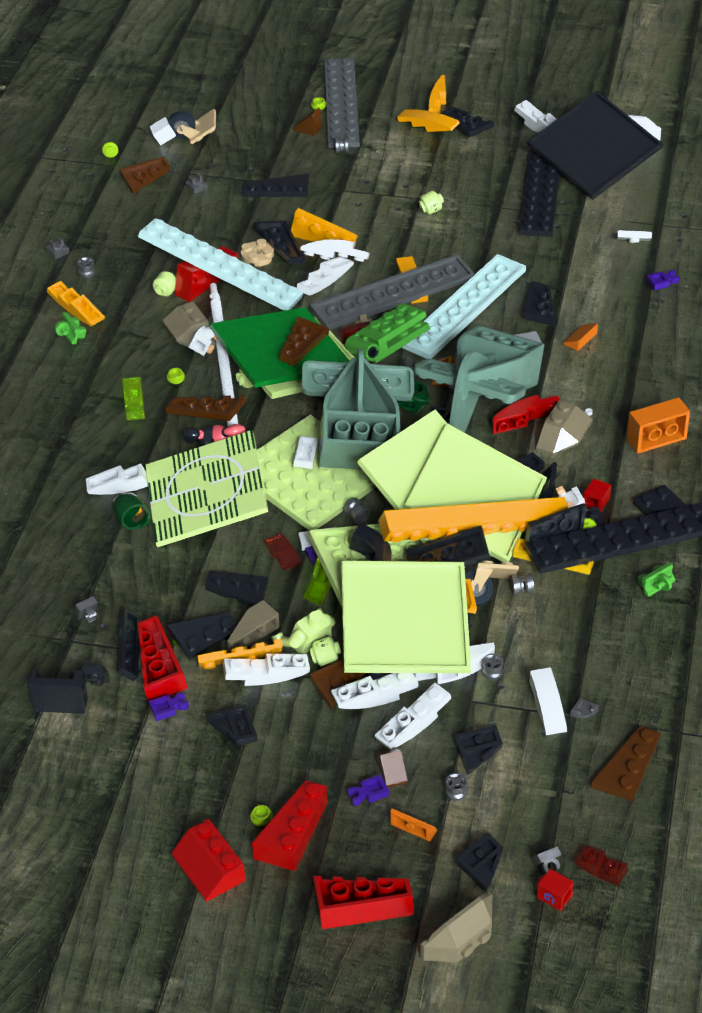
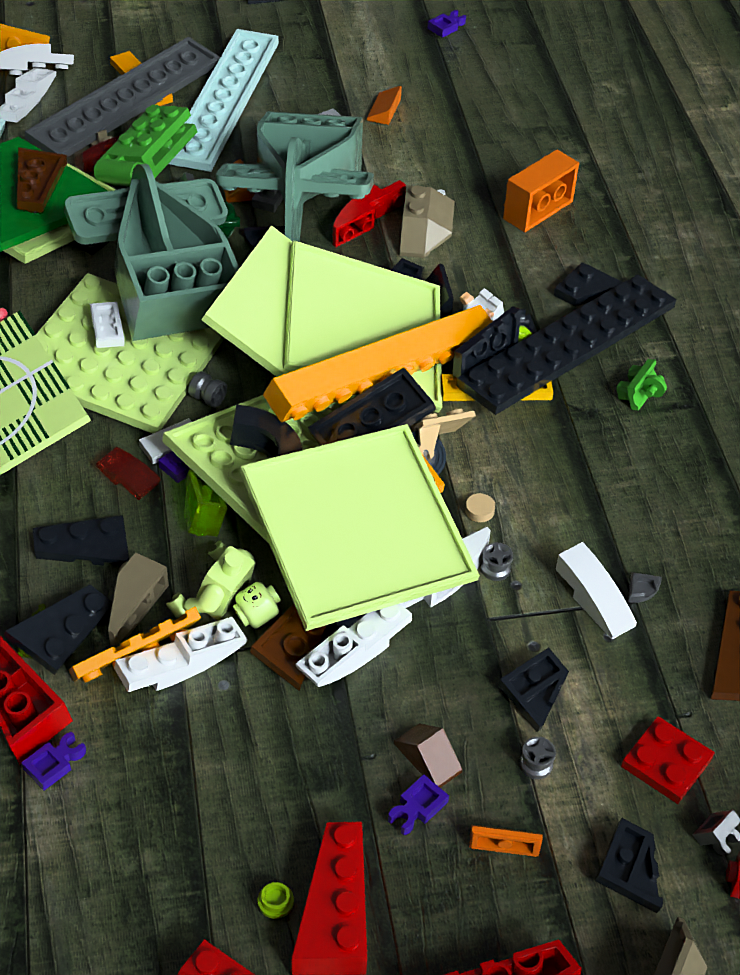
camera: 25 degrees left, 5 degrees up
(234, 725) = (170, 760): black wing -> none
(417, 717) = (428, 669): white slope -> none
(501, 631) = (480, 507): none -> tan tile
(522, 584) = (477, 434): flat silver wheel -> none
(539, 304) = (316, 80): black wing -> none
(540, 812) = (667, 759): none -> red plate
(597, 494) = (510, 290): red brick -> none

